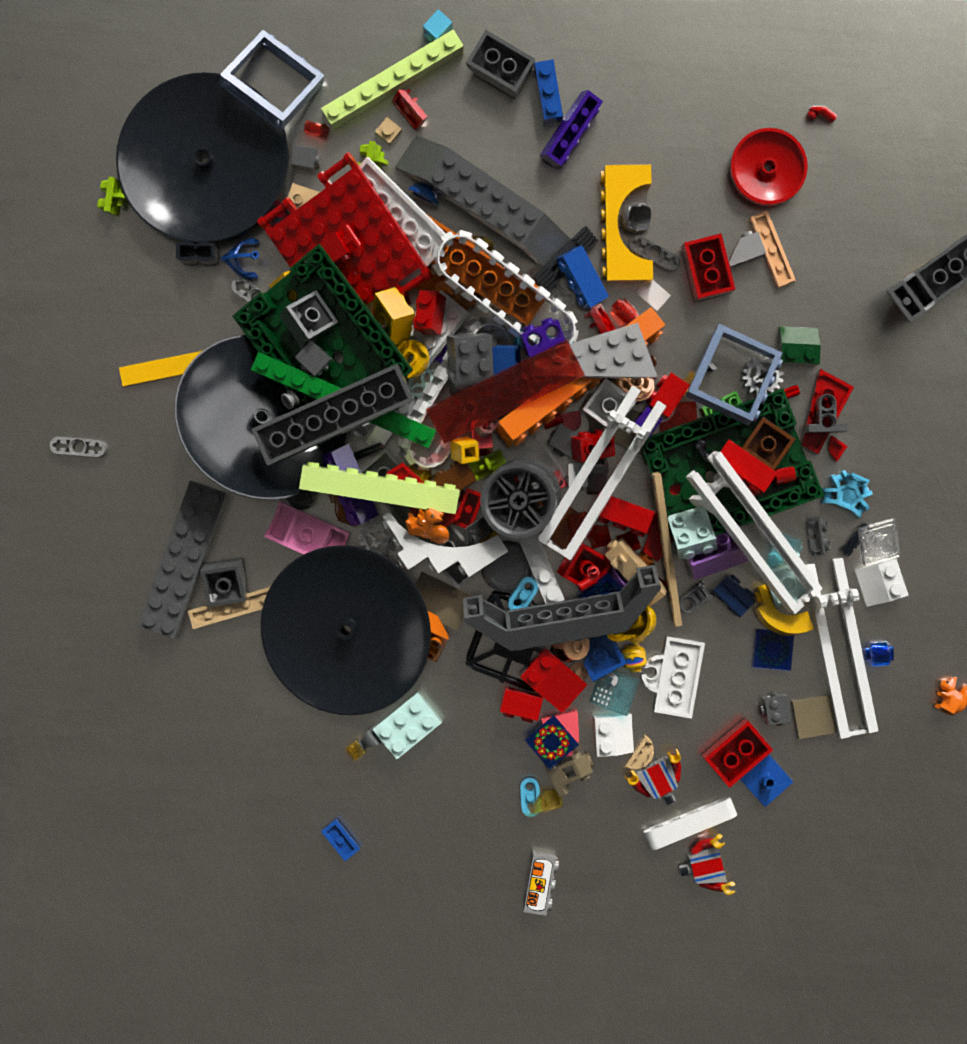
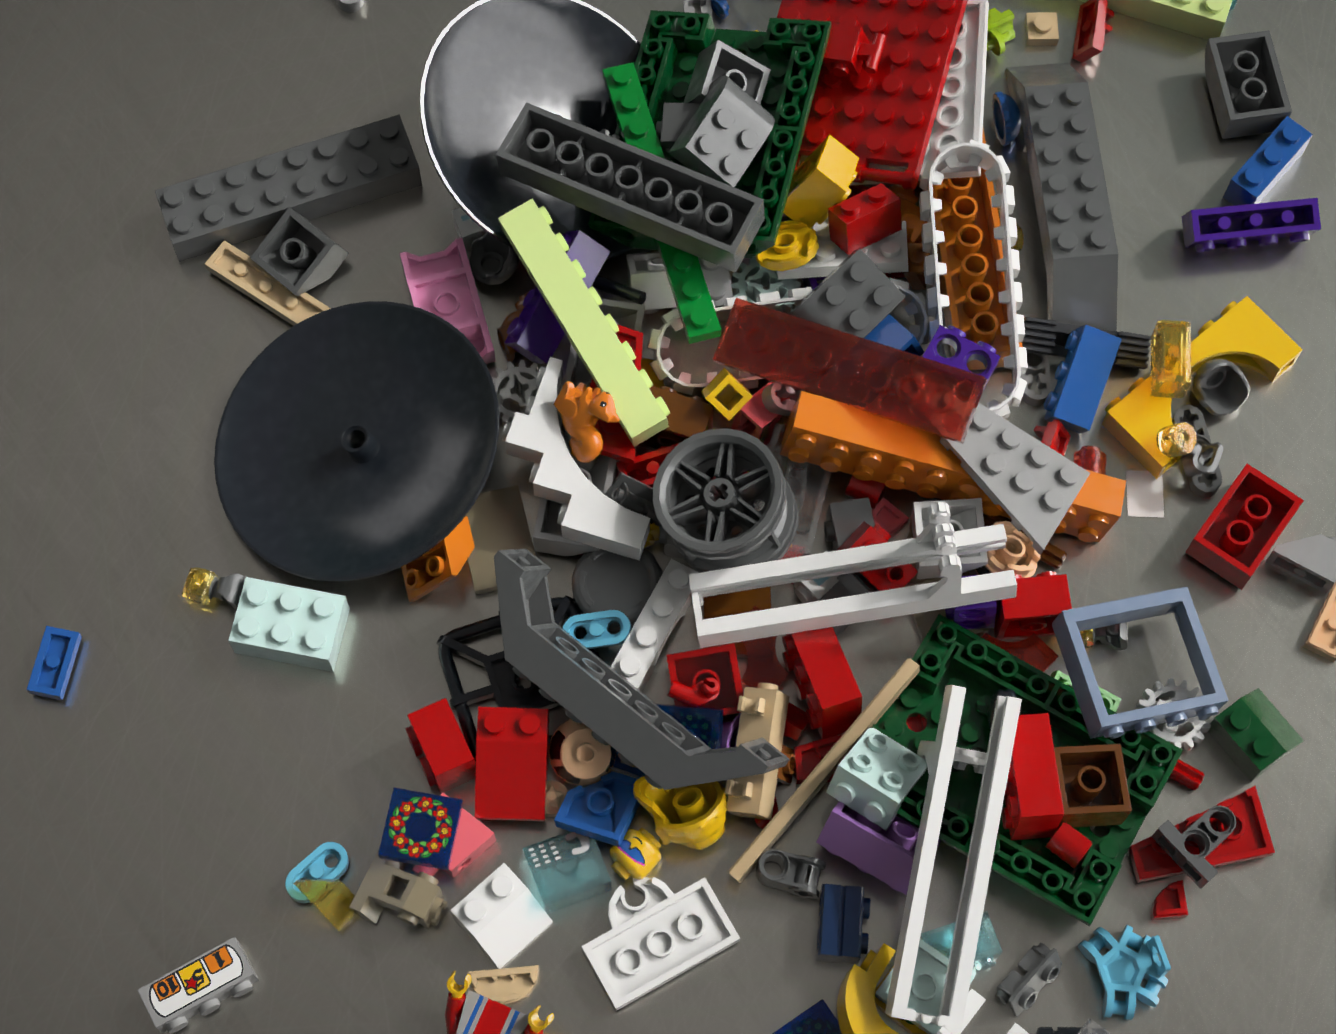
camera: 50 degrees right, 20 degrees down
(337, 344) = (723, 133): none -> brick
(610, 232) = (1171, 359): none -> clear yellow brick
(652, 262) = (1180, 440): none -> leg

